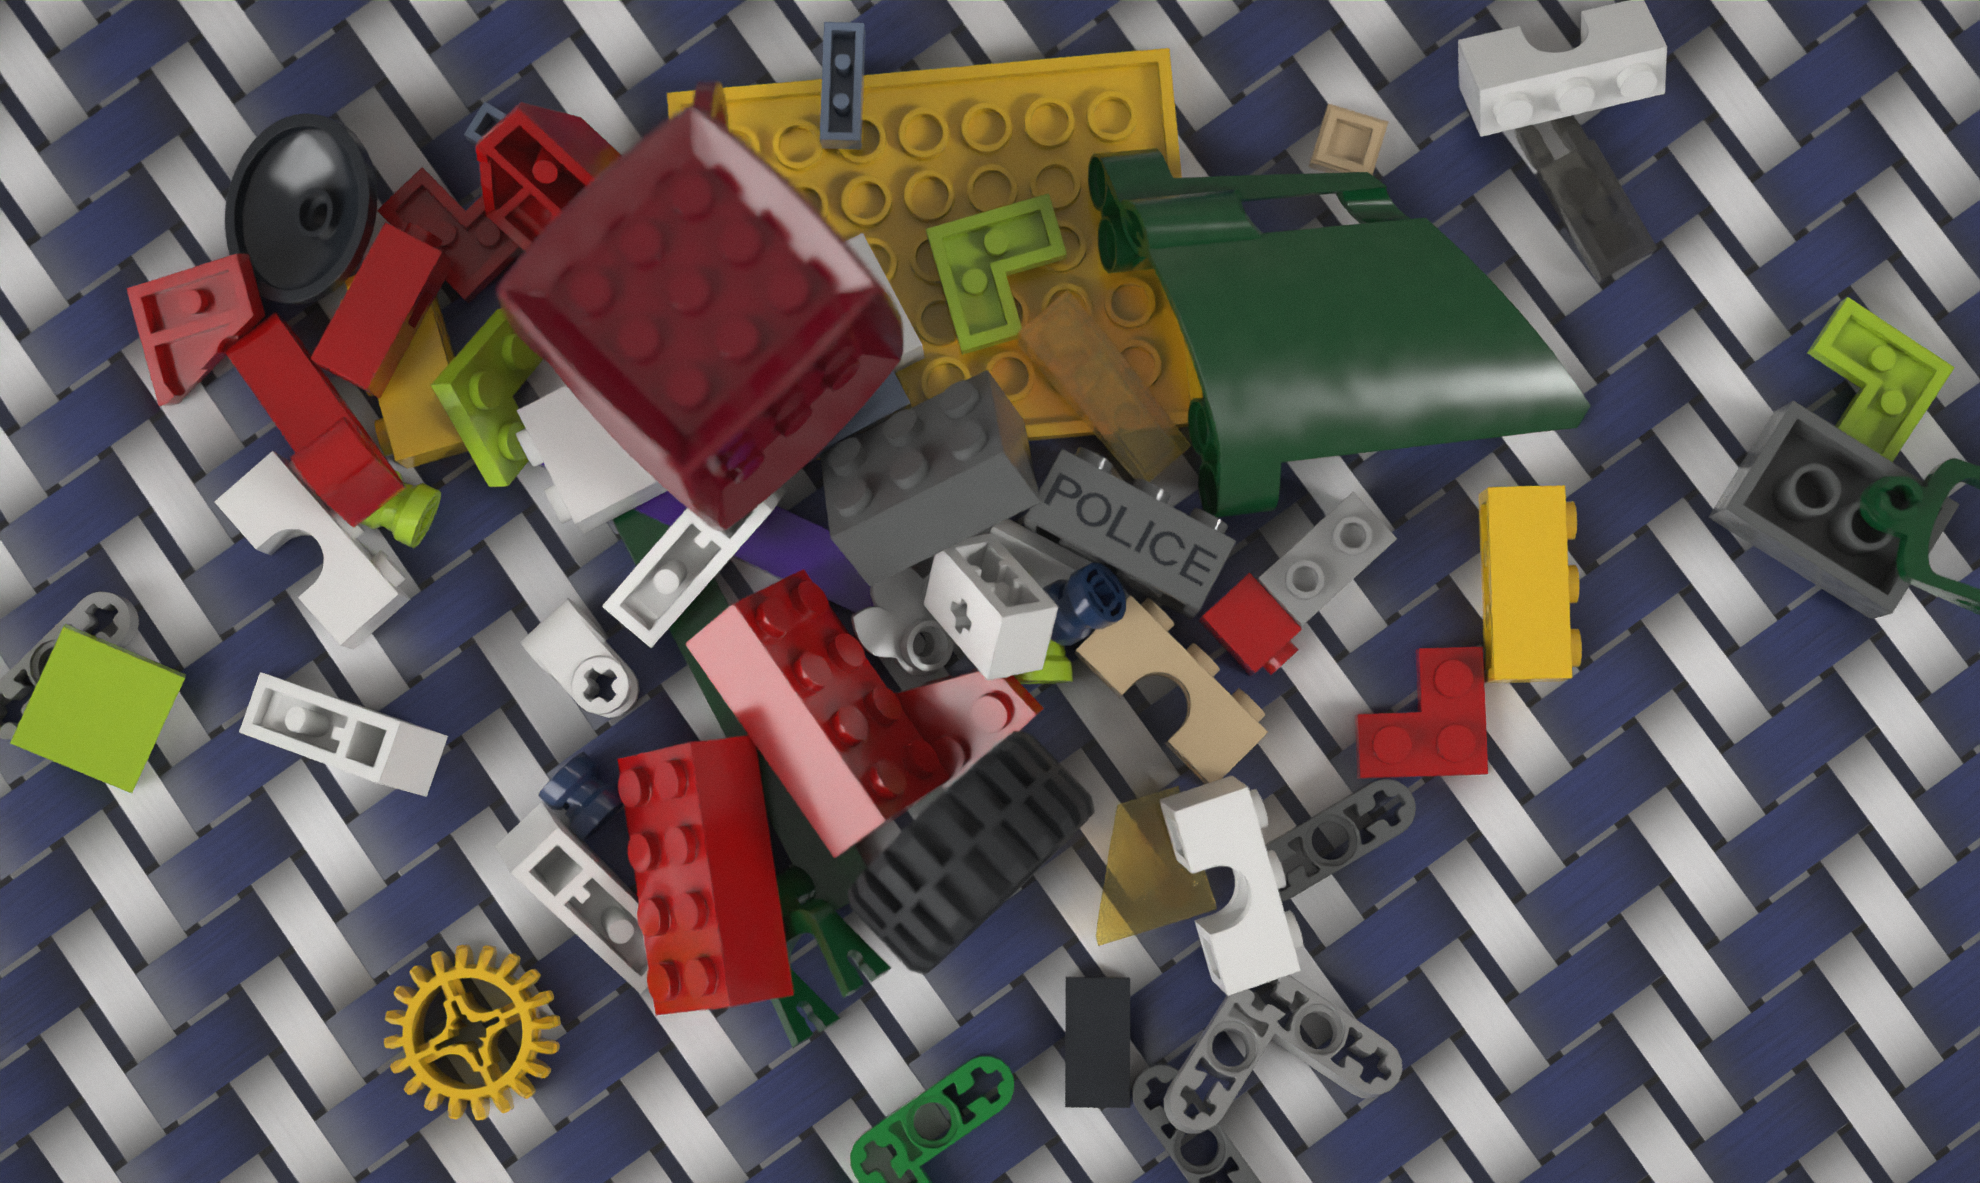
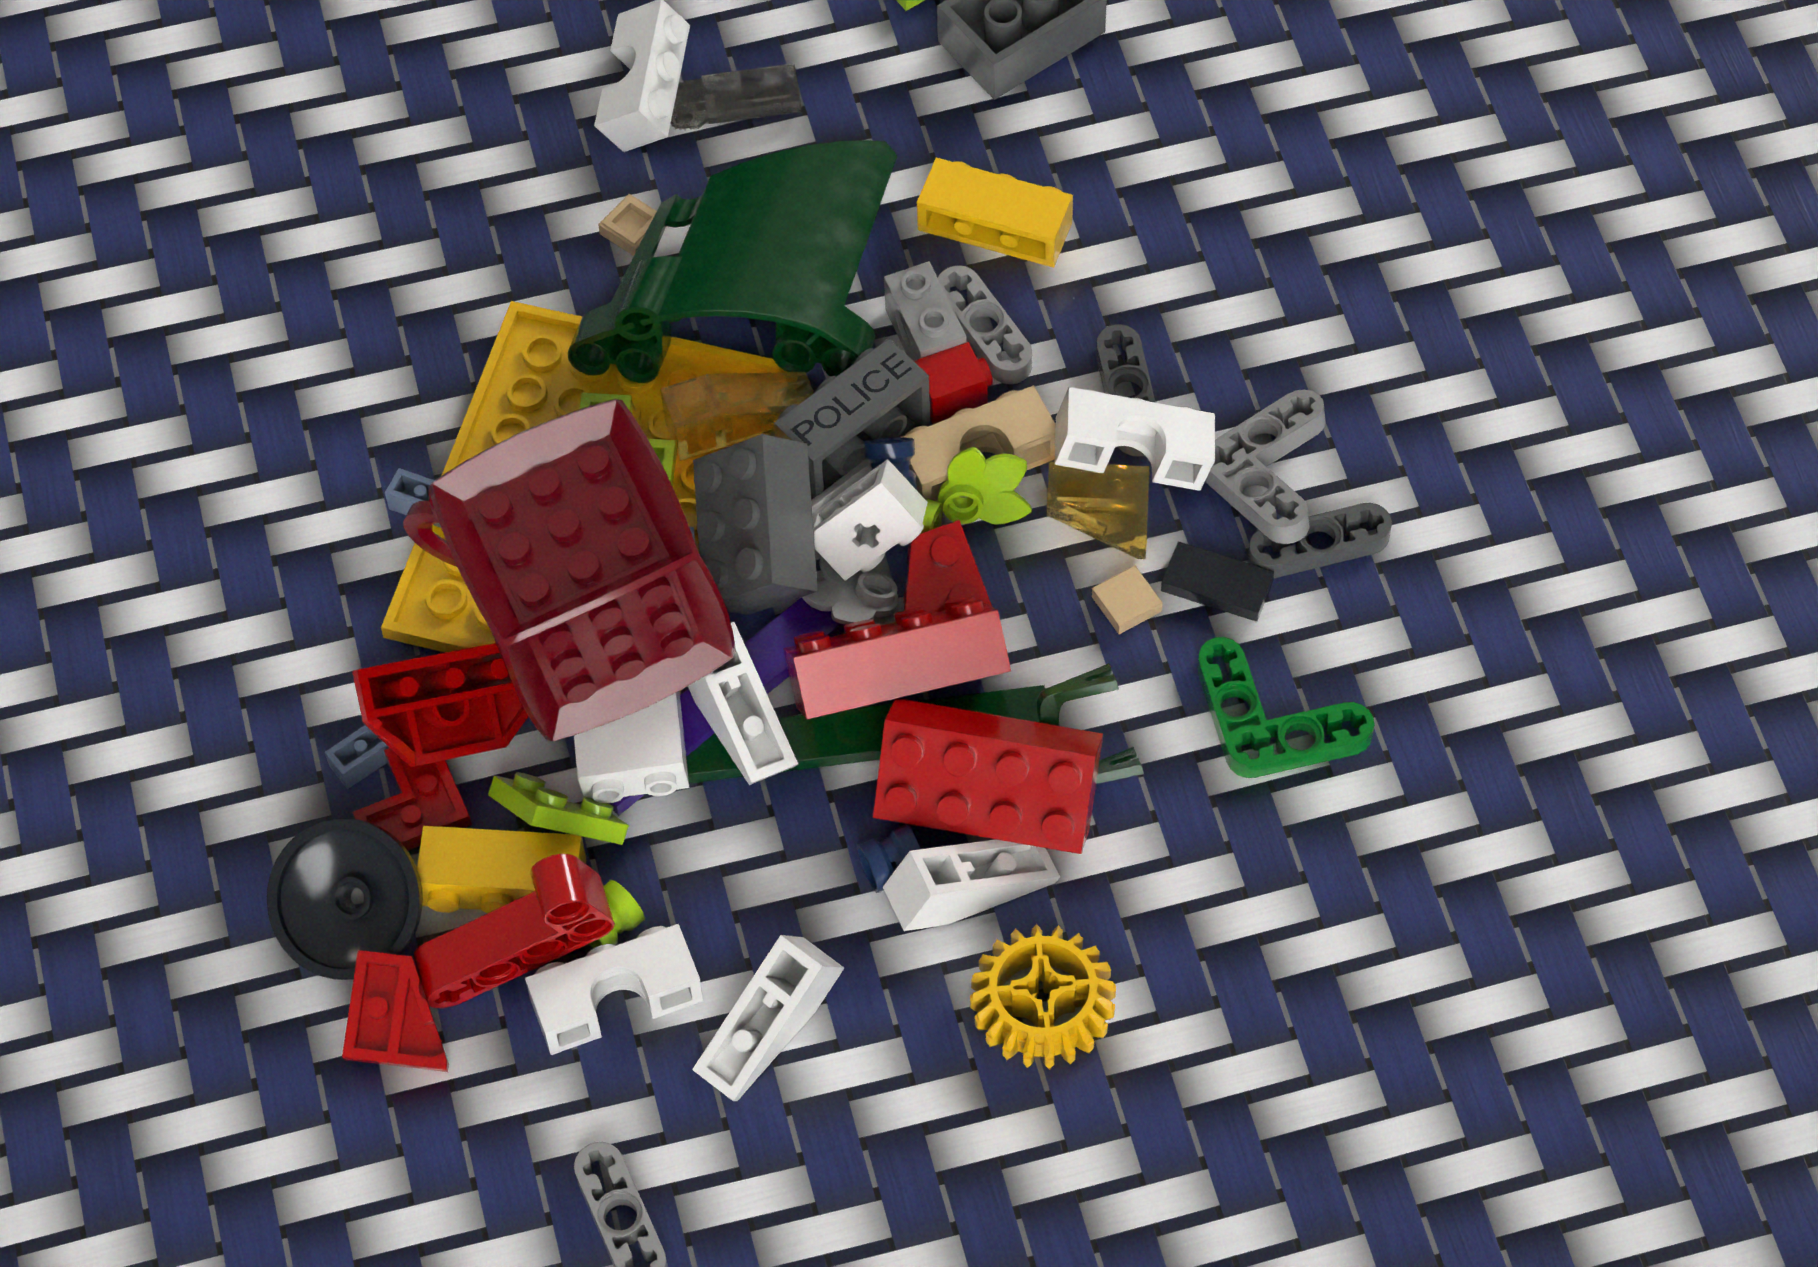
camera: 70 degrees left, 25 degrees down
(98, 708) = (669, 1188): lime tile -> none
(383, 307) = (455, 847): red brick -> none
(575, 654) = (782, 825): white piece -> none
(970, 851) = (1045, 574): black tyre -> none
(1032, 943) = (1127, 599): none -> tan tile
(1099, 710) = (987, 488): none -> lime plate
(1376, 583) = (986, 344): none -> light grey beam
(1446, 731) = (1075, 295): red plate -> none

